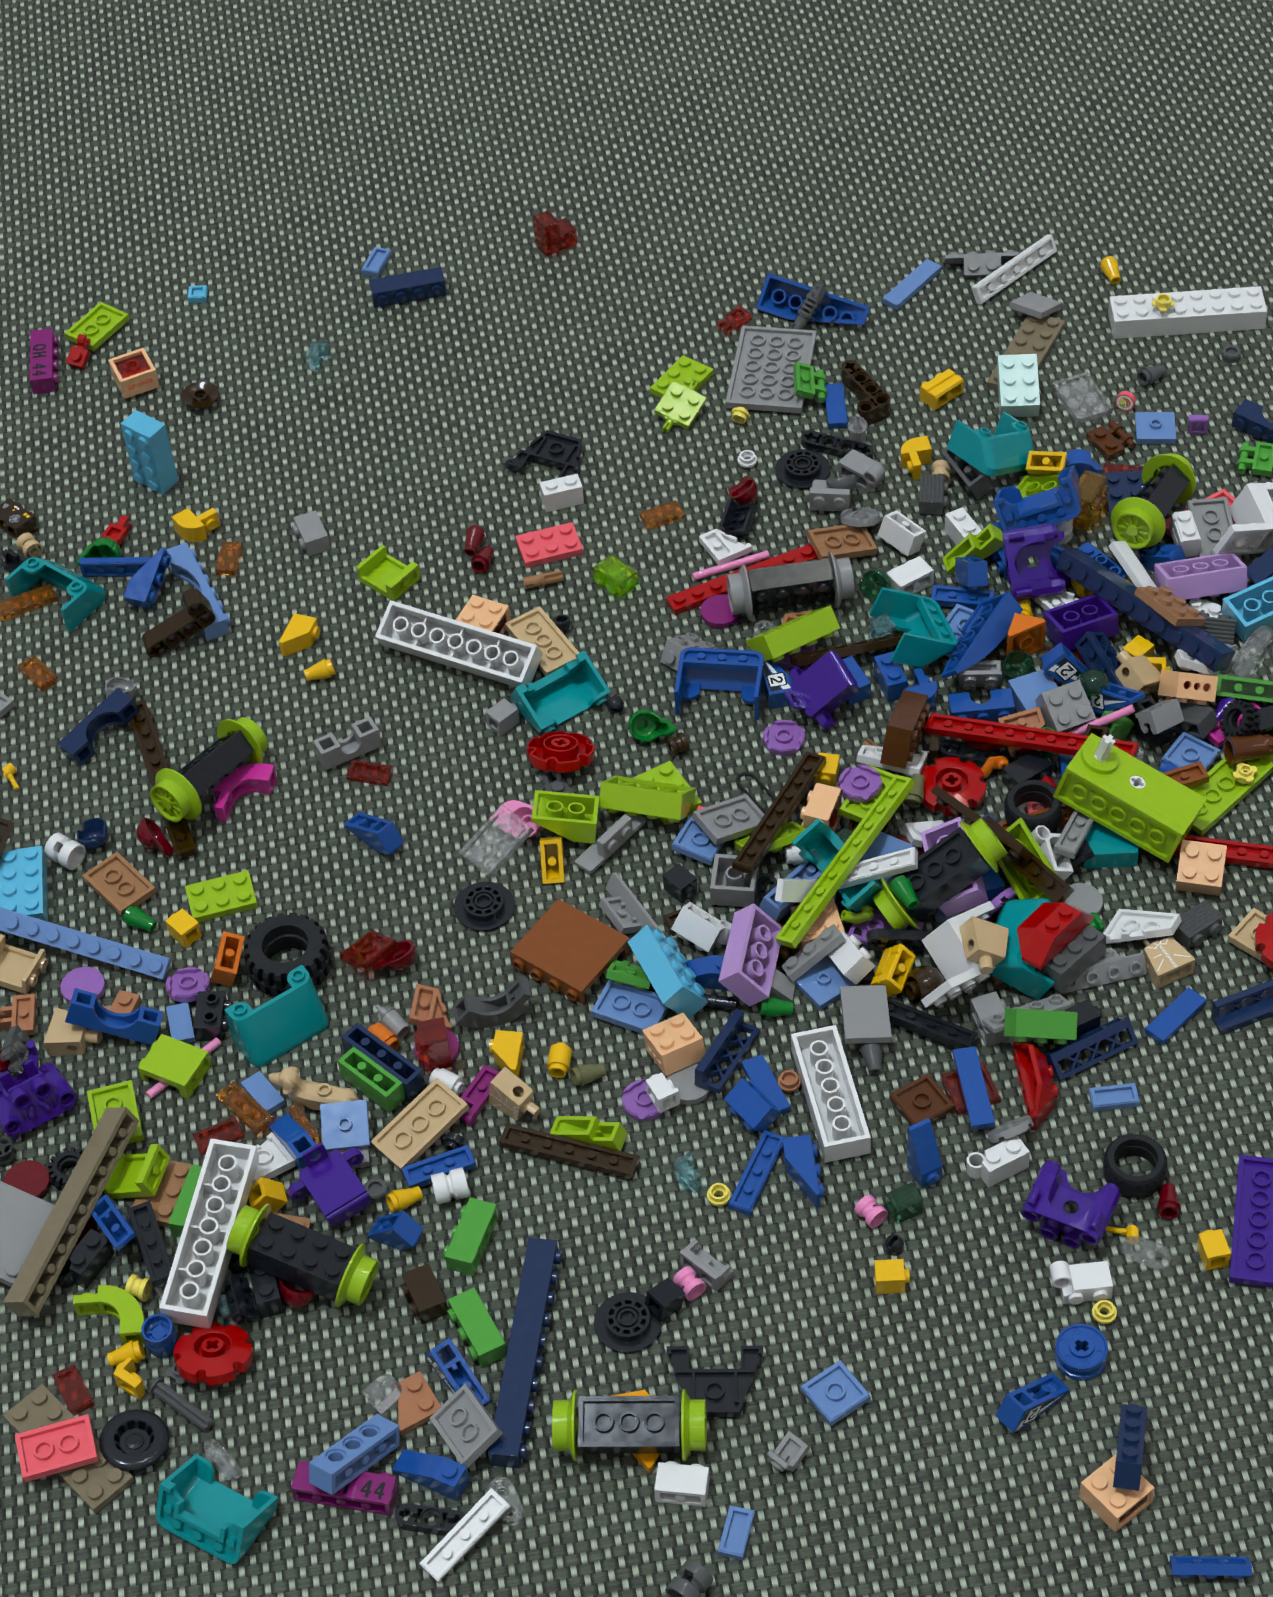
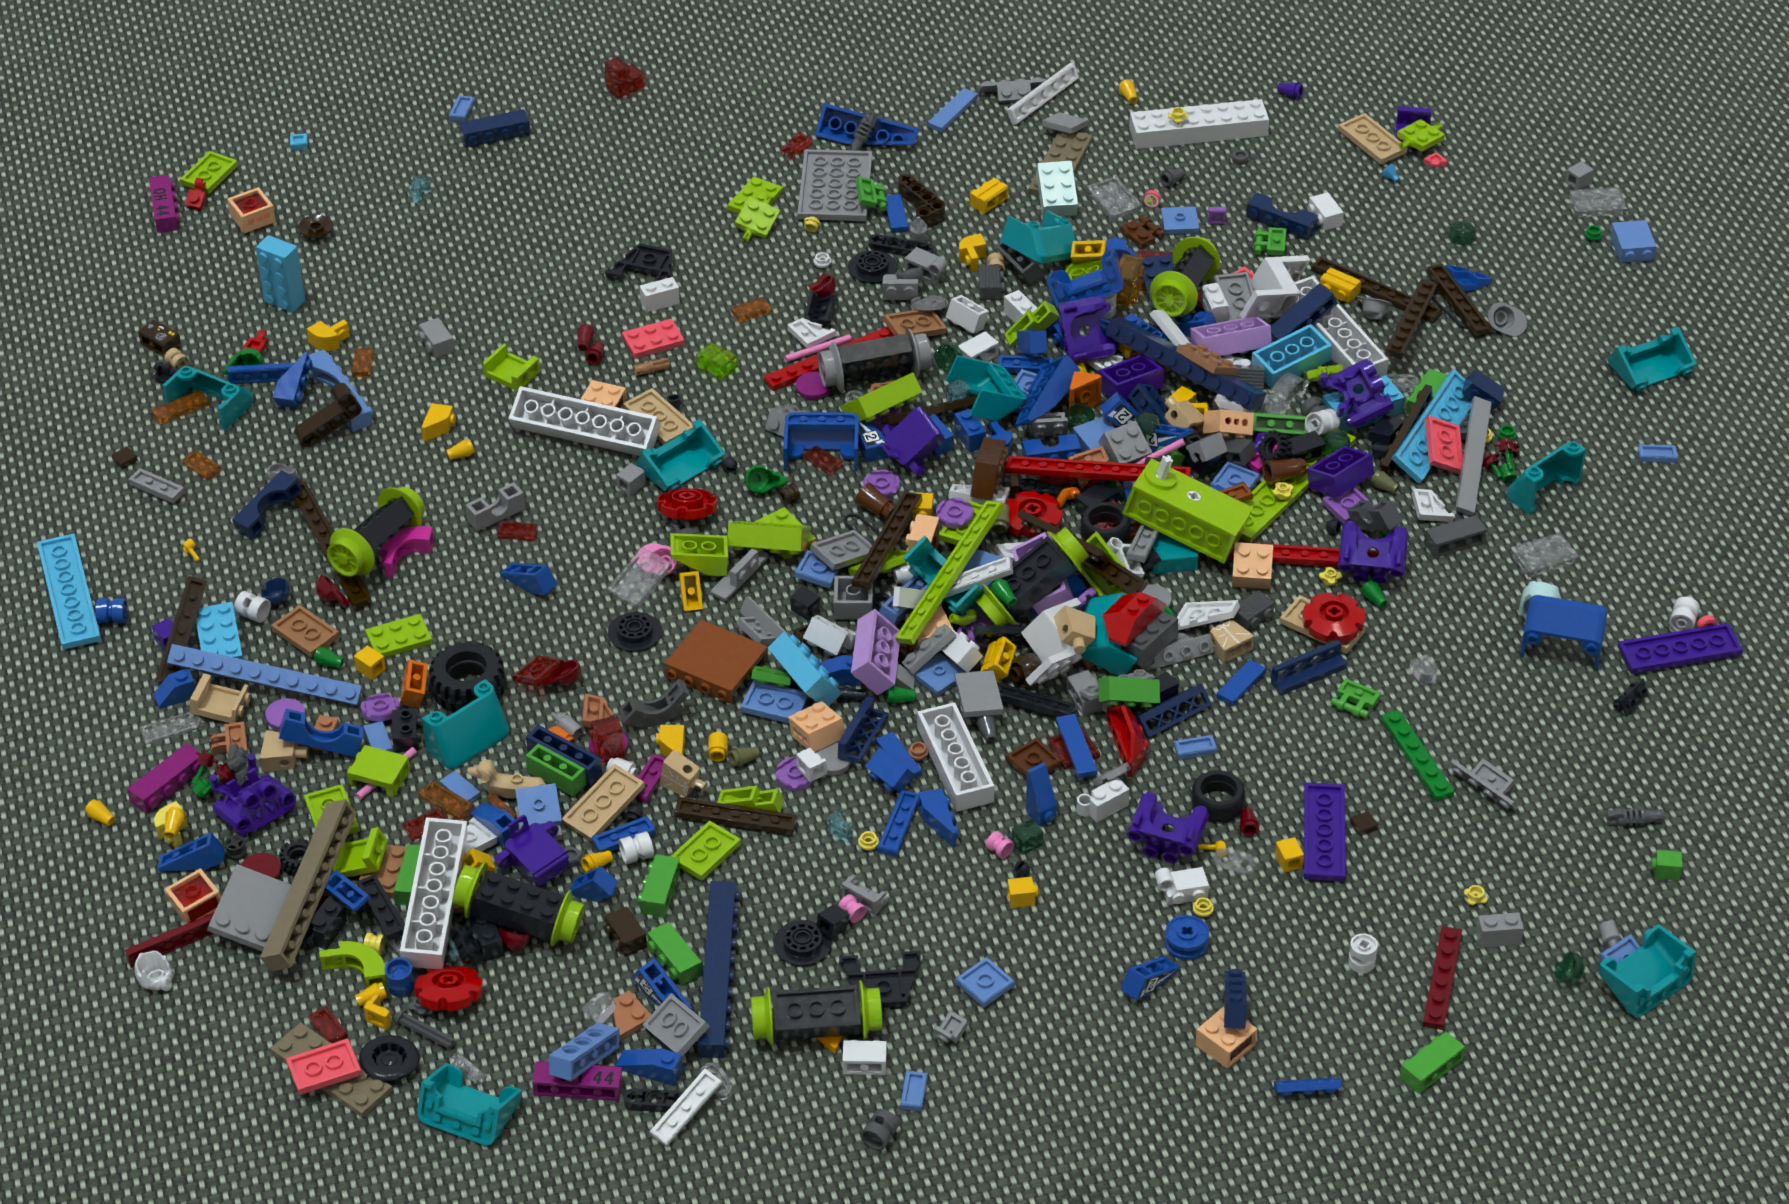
camera: 10 degrees left, 5 degrees down
(530, 1193) = (706, 850): none -> lime plate
(720, 703) = (822, 460): none -> clear red tile
(773, 760) = (874, 501): none -> reddish brown plant

